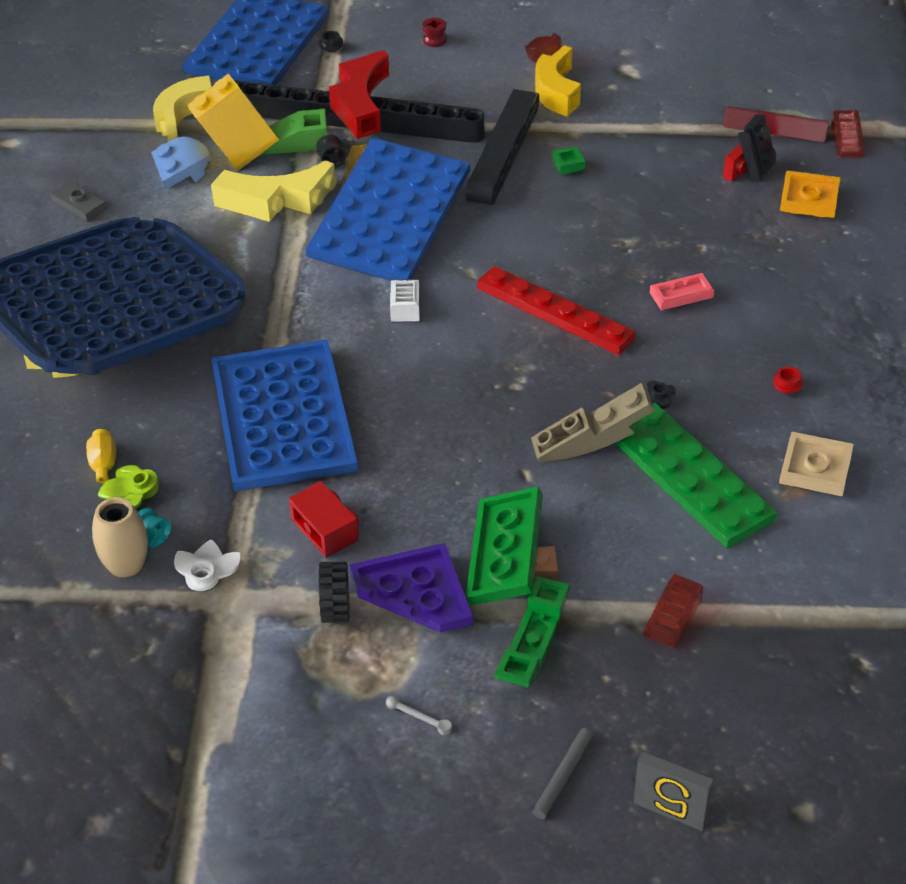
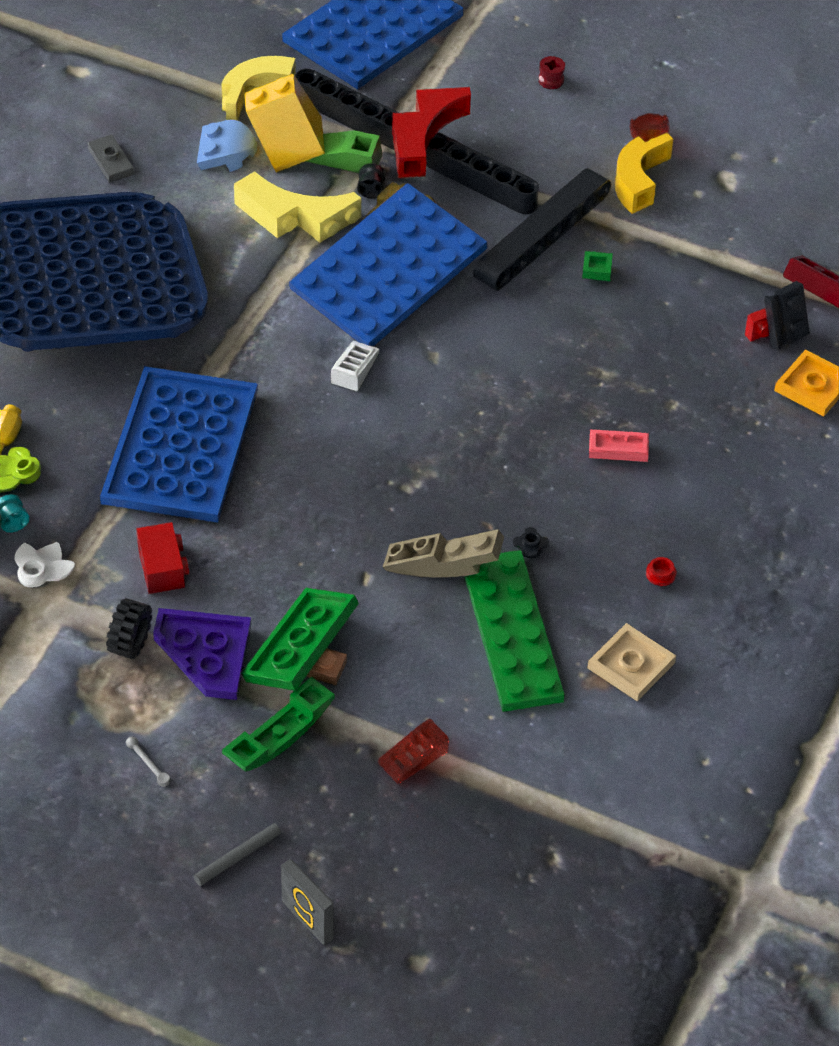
camera: 20 degrees right, 5 degrees up
(330, 41) = (442, 50): black plate -> none
(556, 310) = (489, 424): red plate -> none

